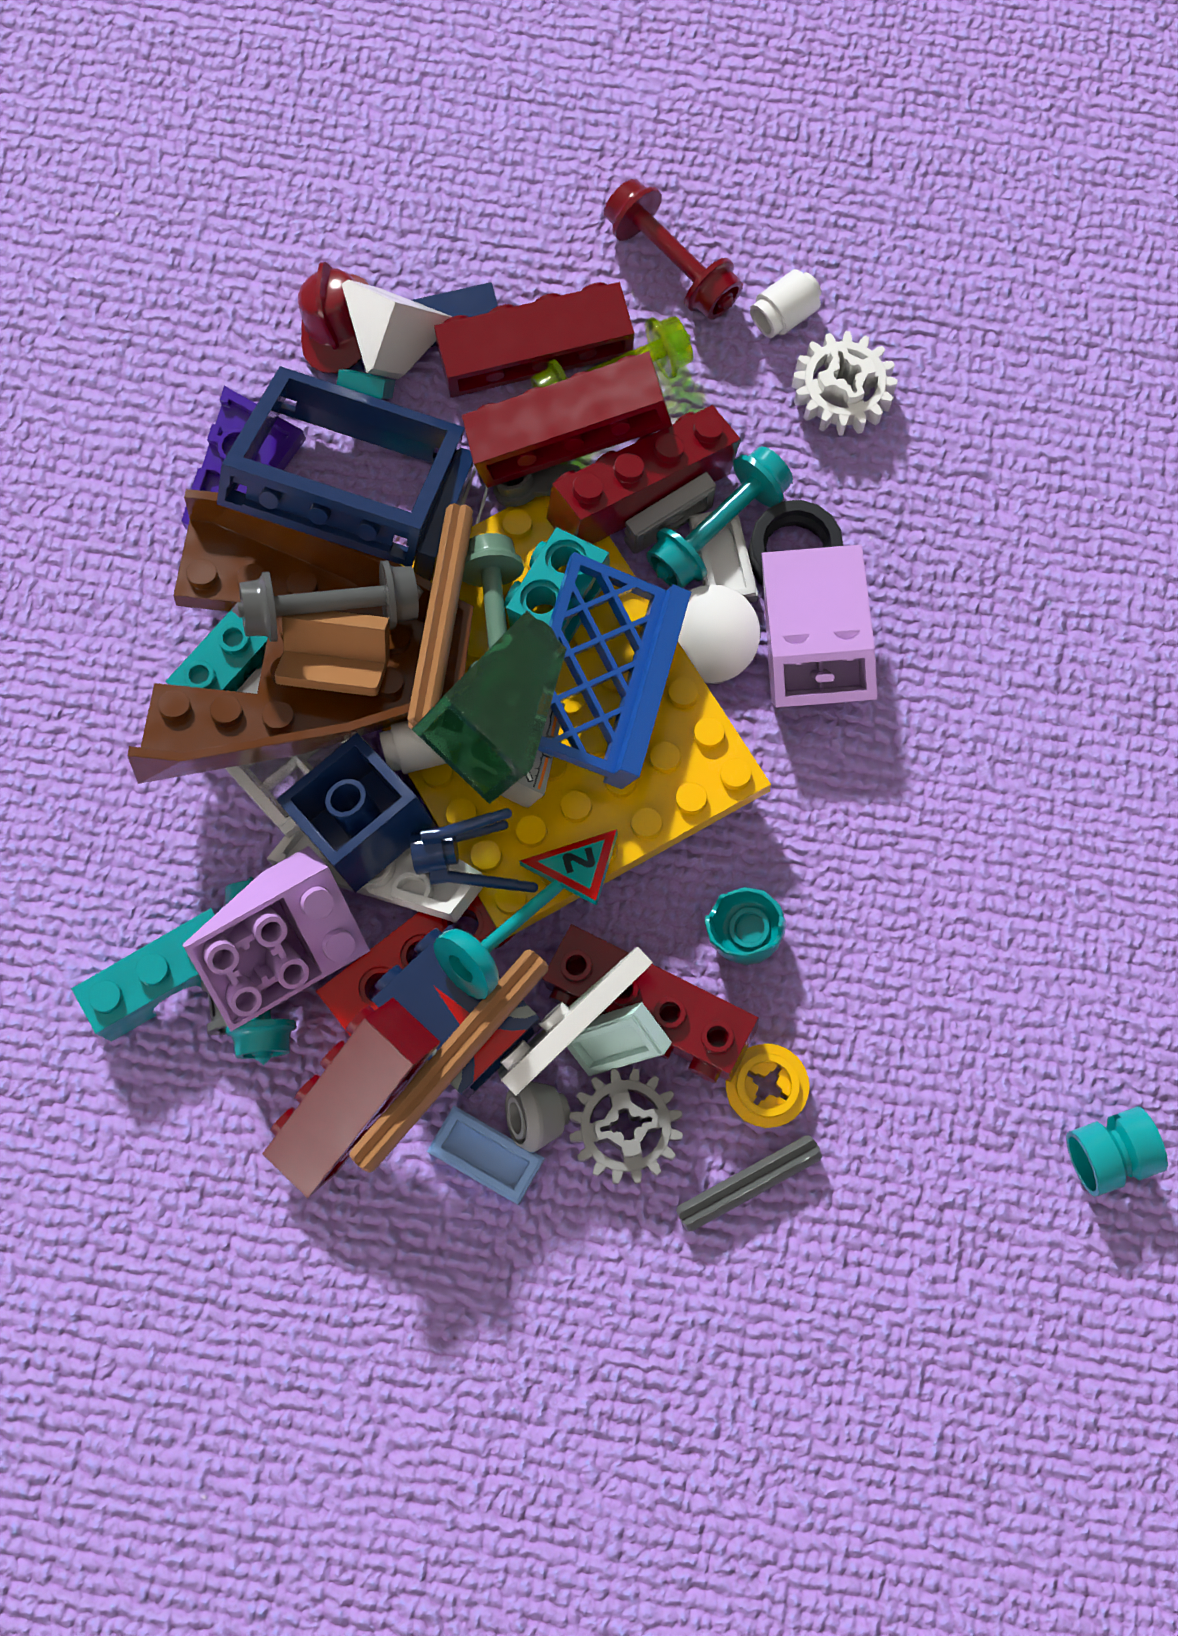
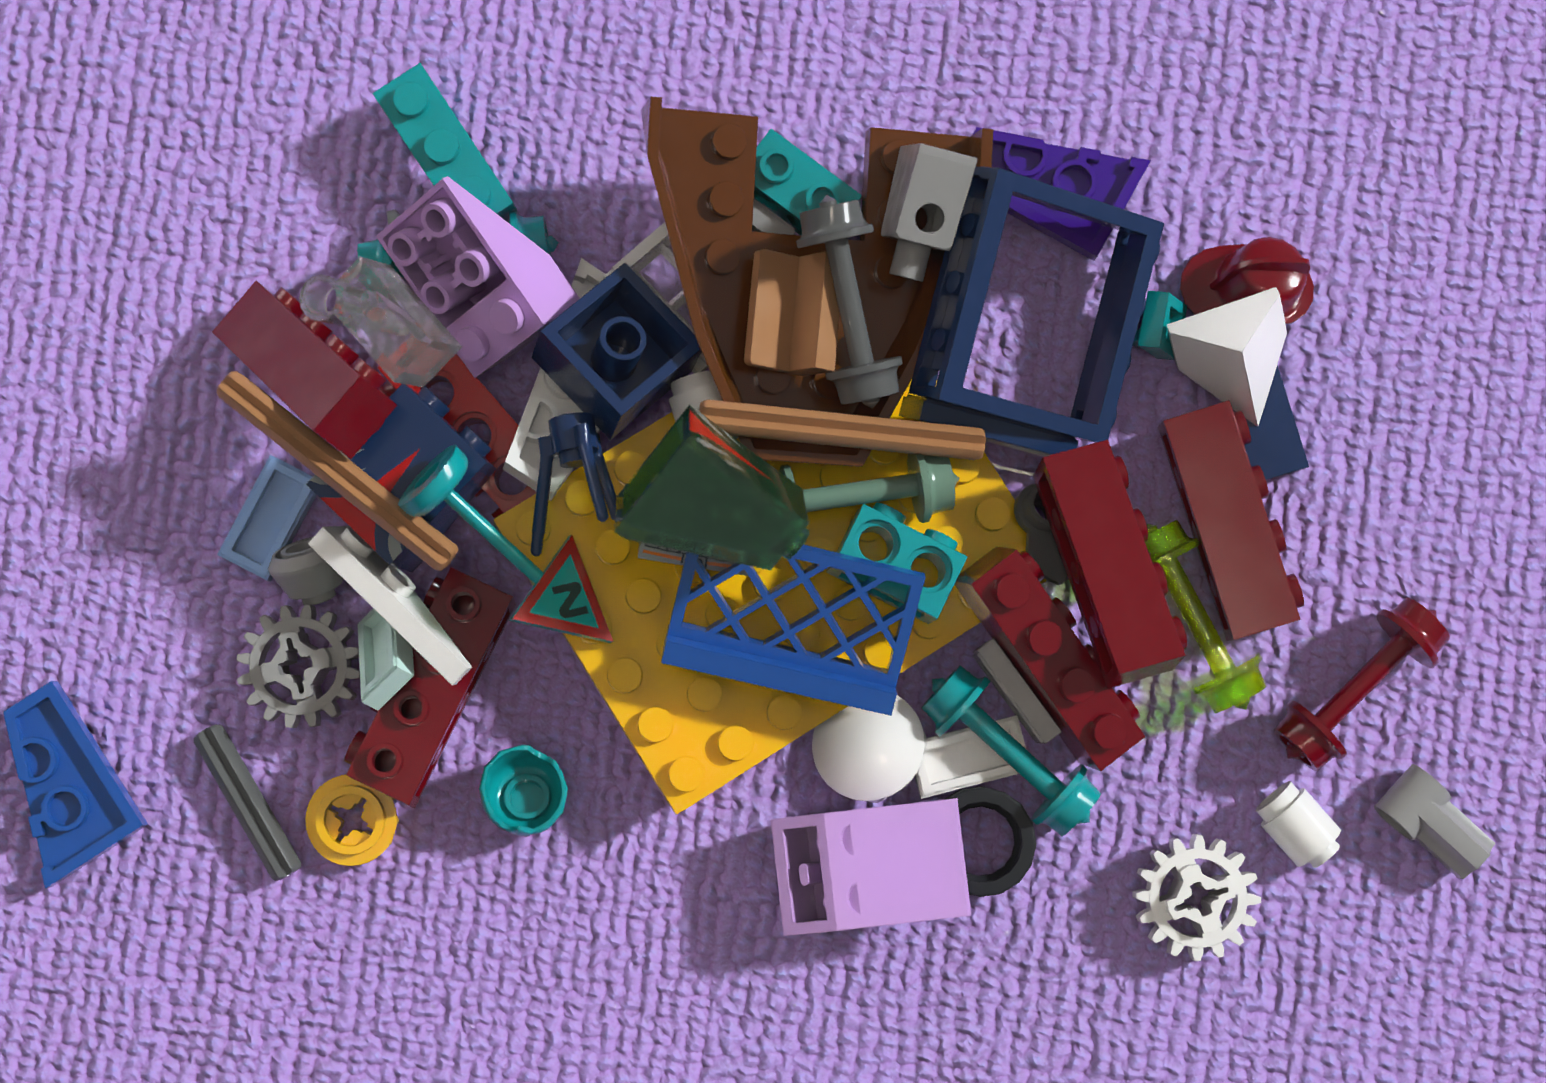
camera: 85 degrees right, 10 degrees up
(244, 537) = (938, 184): none -> light grey torso
(310, 1017) = (384, 319): none -> clear hinge
(729, 1354) = (69, 784): none -> blue wing
(777, 214) = (1423, 812): none -> light grey piece

